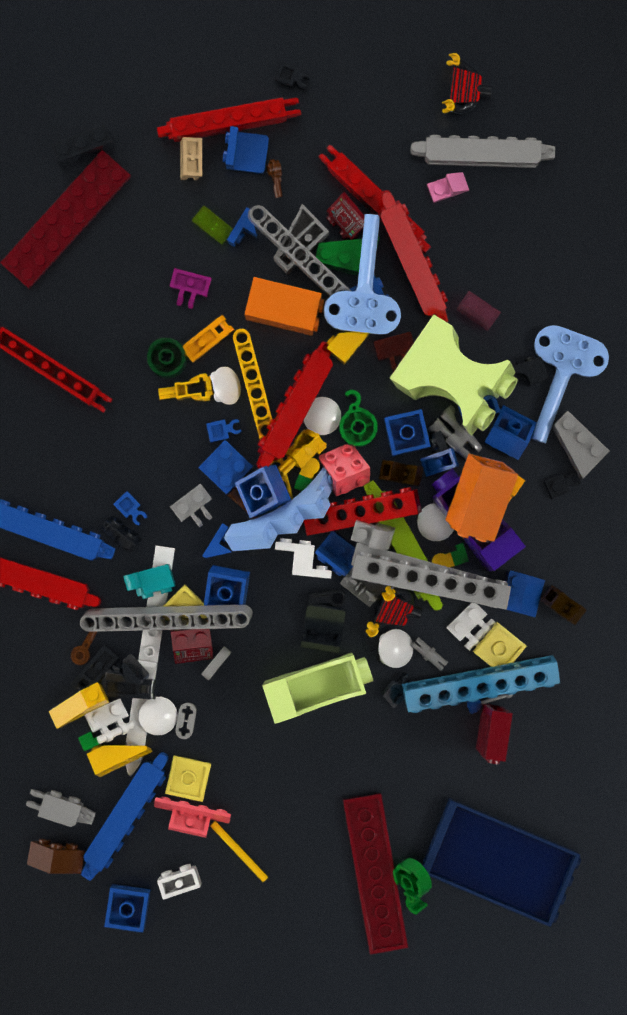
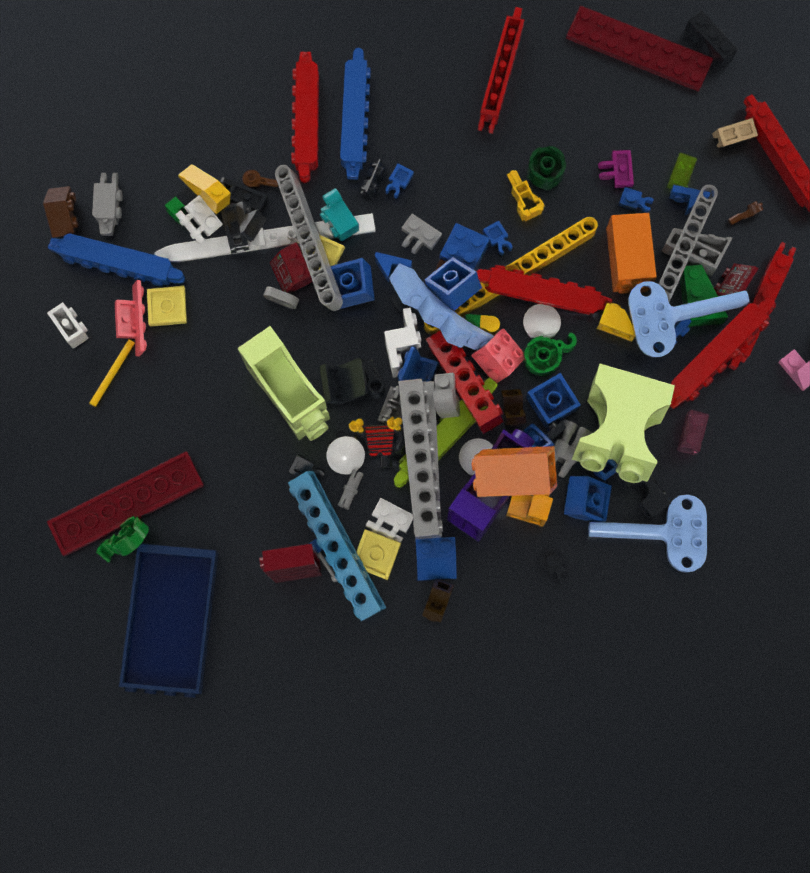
camera: 75 degrees right, 10 degrees down
(112, 757) = (165, 231): yellow slope -> none
(127, 908) = (31, 287): blue brick -> none
(158, 716) = (216, 262): white dish -> none
(190, 721) = (222, 291): light grey beam -> none
(207, 339) = (576, 198): light orange plate -> none
(225, 283) = (632, 199): none -> blue plate
(225, 385) = (539, 226): white dish -> none
(245, 151) = (760, 177): blue bracket -> none
(303, 449) = (502, 310): yellow piece -> none
(393, 347) = (627, 361): clear red hinge -> none
(453, 558) = (448, 482): leg -> none
(579, 444) = (599, 568): light grey wedge -> none

